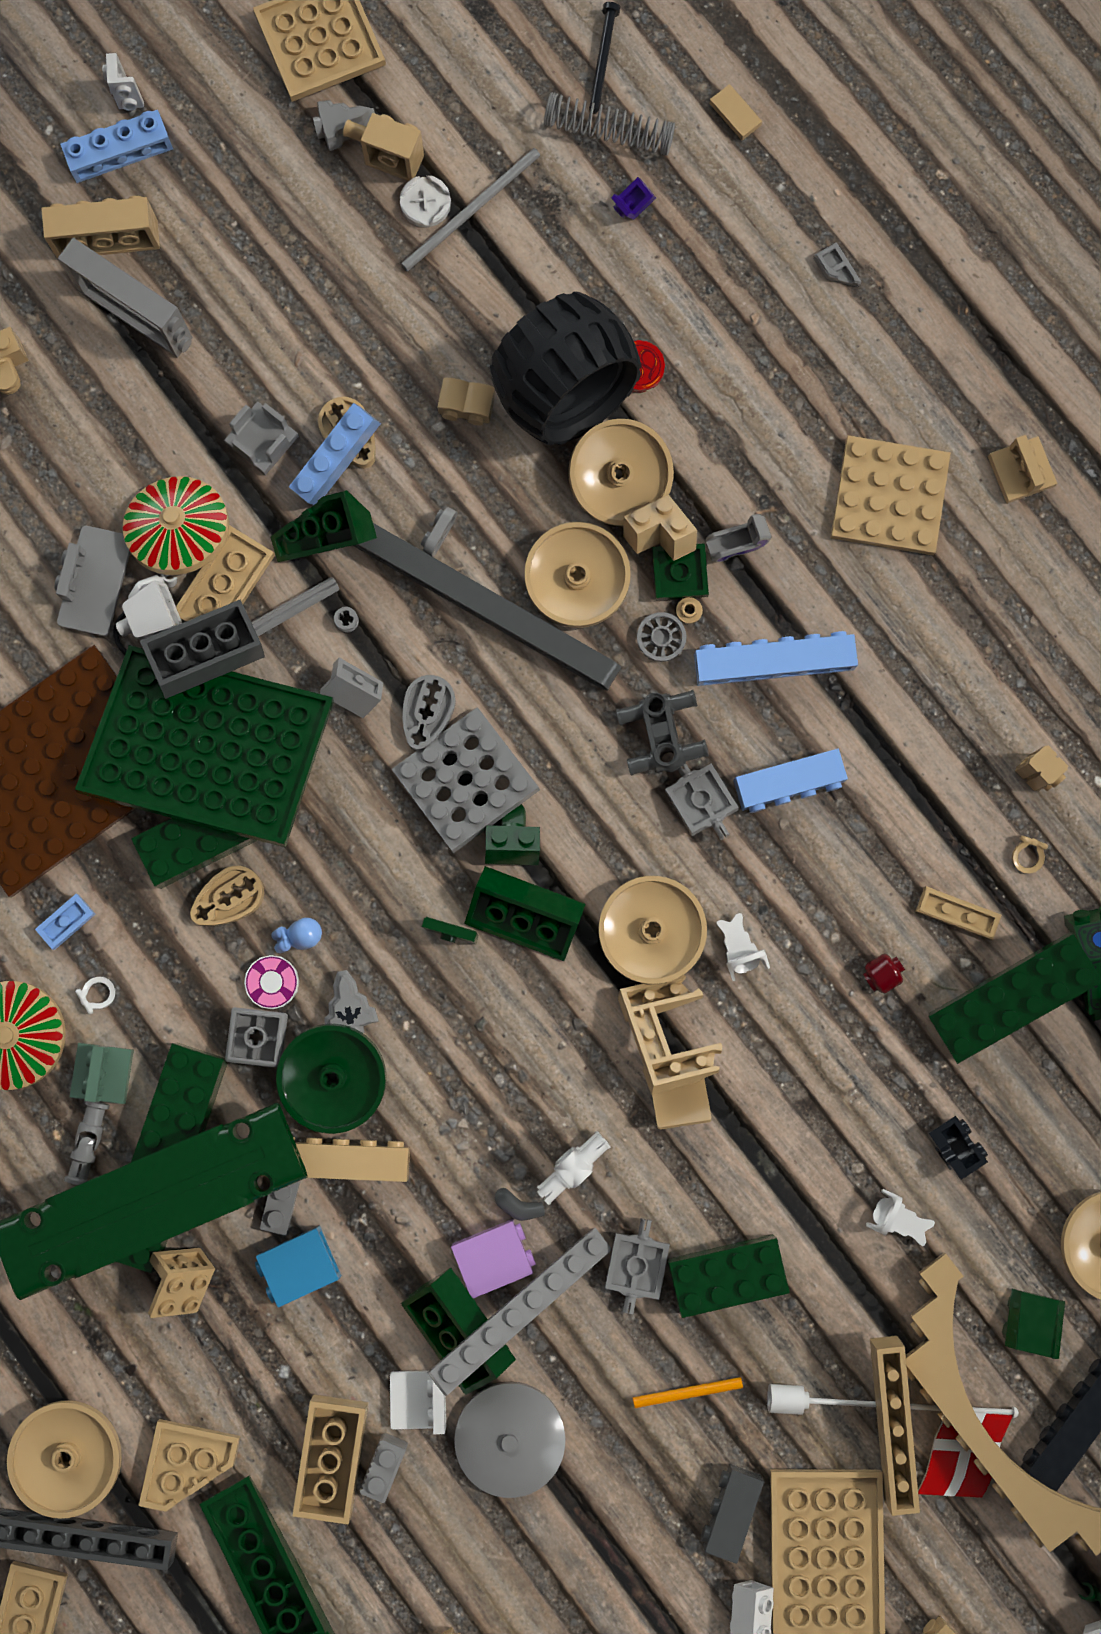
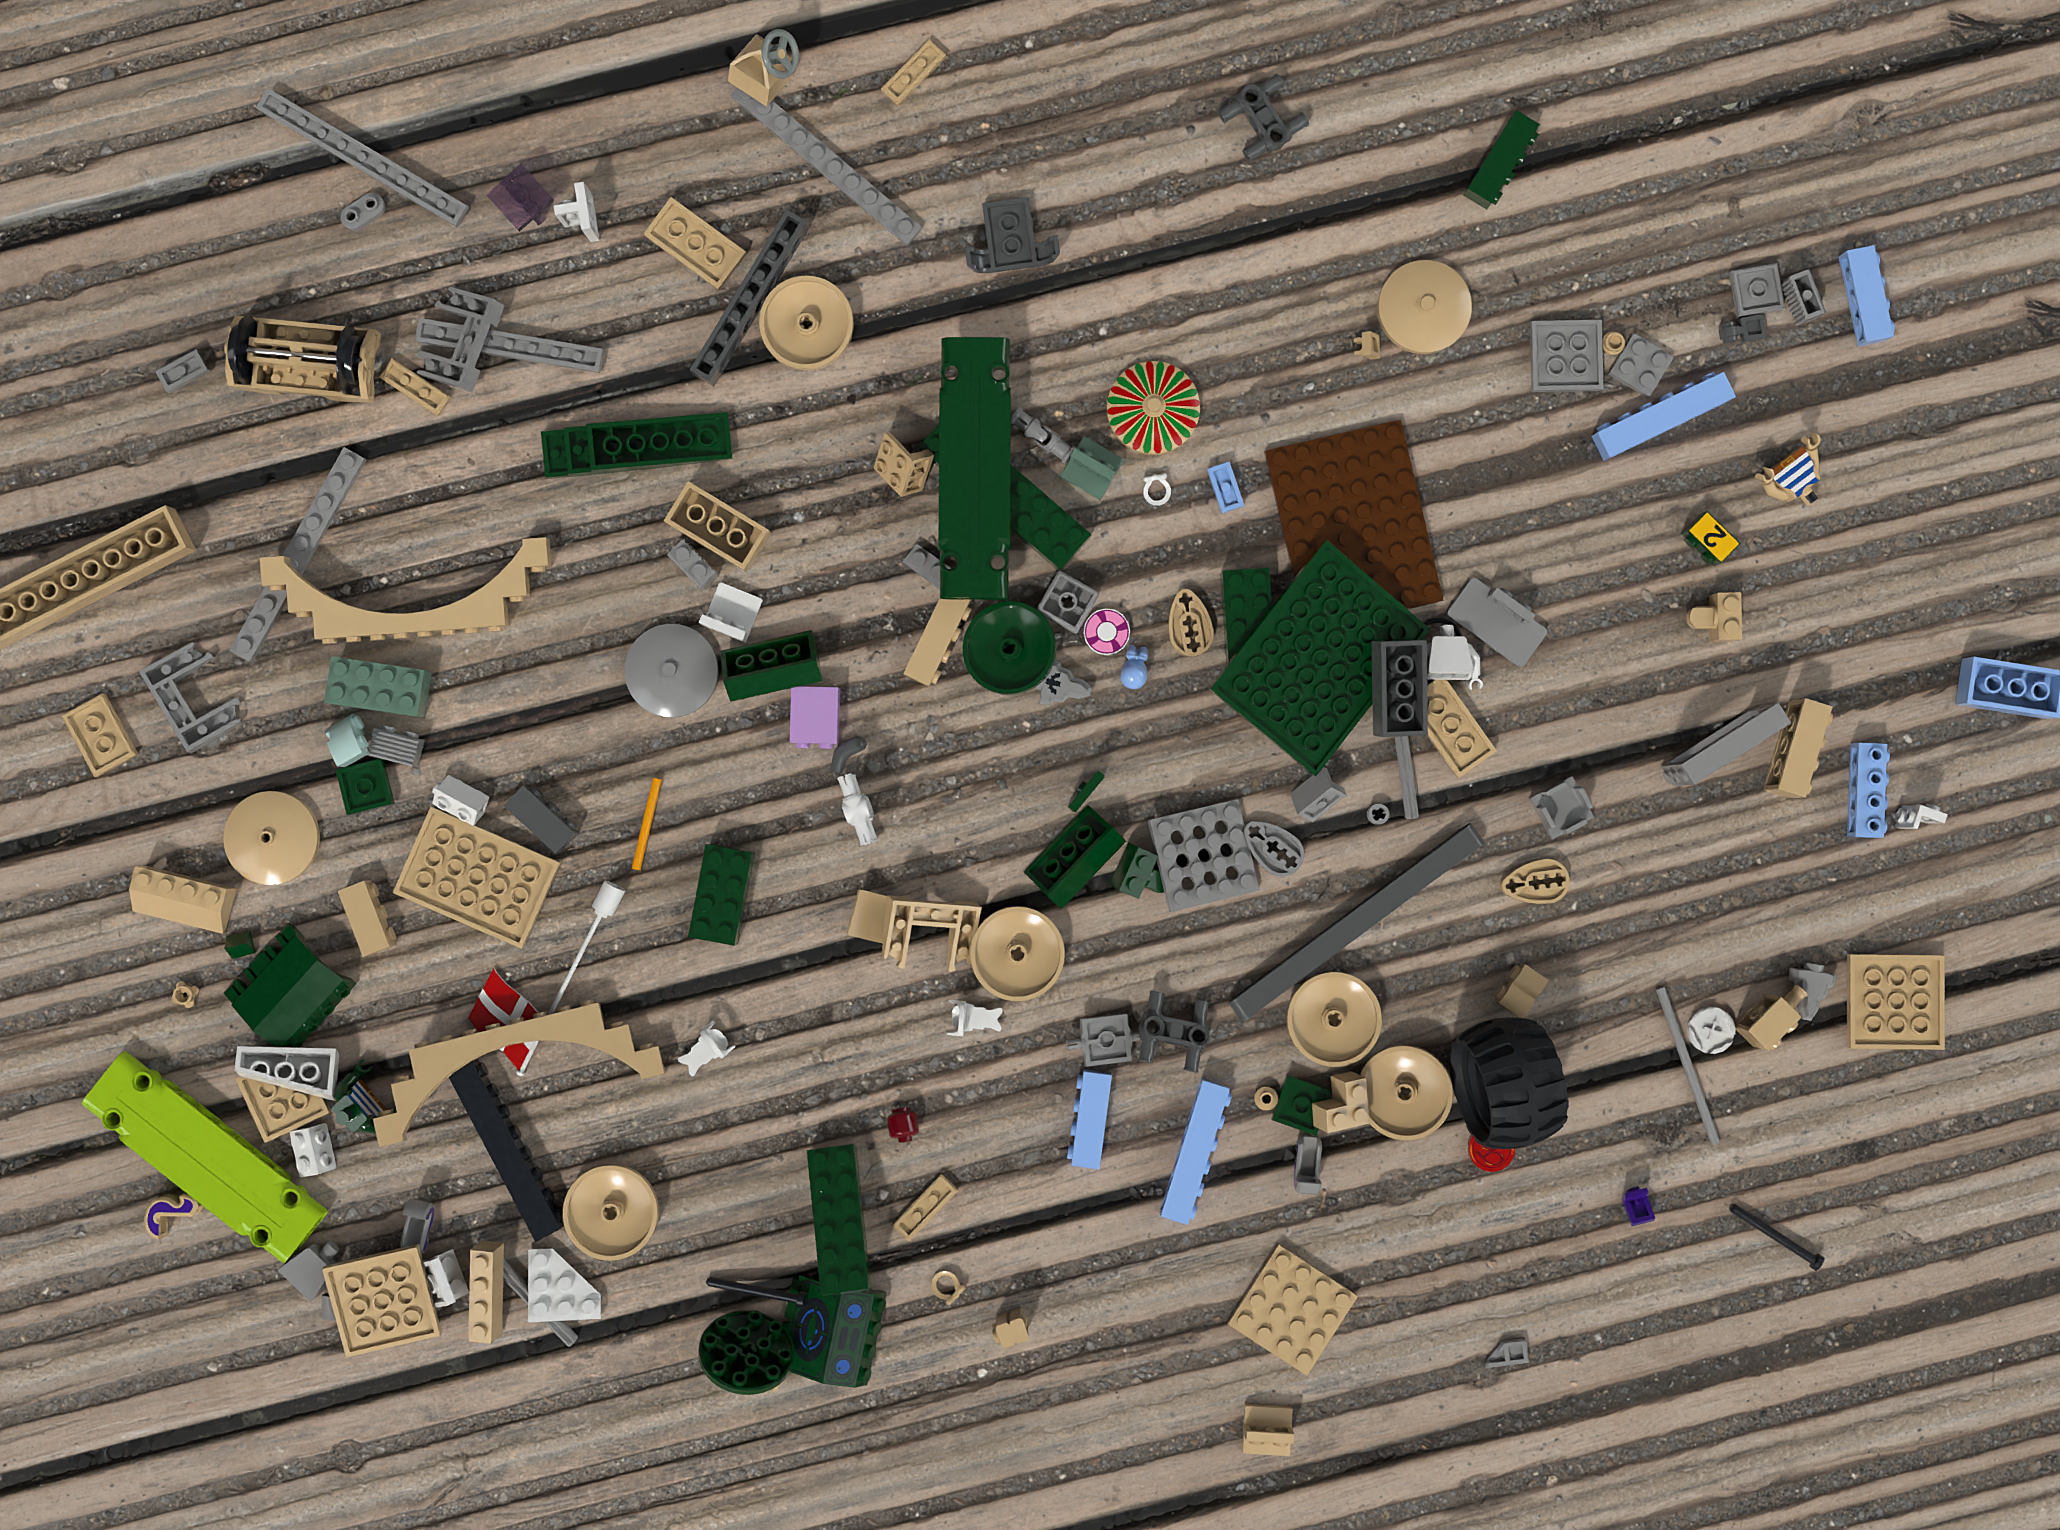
camera: 115 degrees right, 5 degrees up
(176, 525) = (1515, 707): dish -> none
(183, 1462) = (763, 413): tan plate -> none
(297, 1267) = (874, 561): dark azure brick -> none
(328, 525) = (1459, 830): dark green wedge -> none
(335, 454) = (1519, 862): light blue brick -> none
(444, 521) = (1425, 928): light grey plate -> none
(518, 1312) = (765, 720): light grey plate -> none
(552, 115) = (1745, 1173): light grey piece -> none
(637, 1266) = (760, 826): light grey plate -> none
(661, 637) = (1253, 1066): light grey wheel -> none
(735, 112) = (1680, 1328): tan tile -> none
(894, 1425) = (553, 974): tan brick -> none
(957, 1148) = (741, 1120): black cylinder -> none
(1034, 1323) = (580, 1119): dark green slope -> none

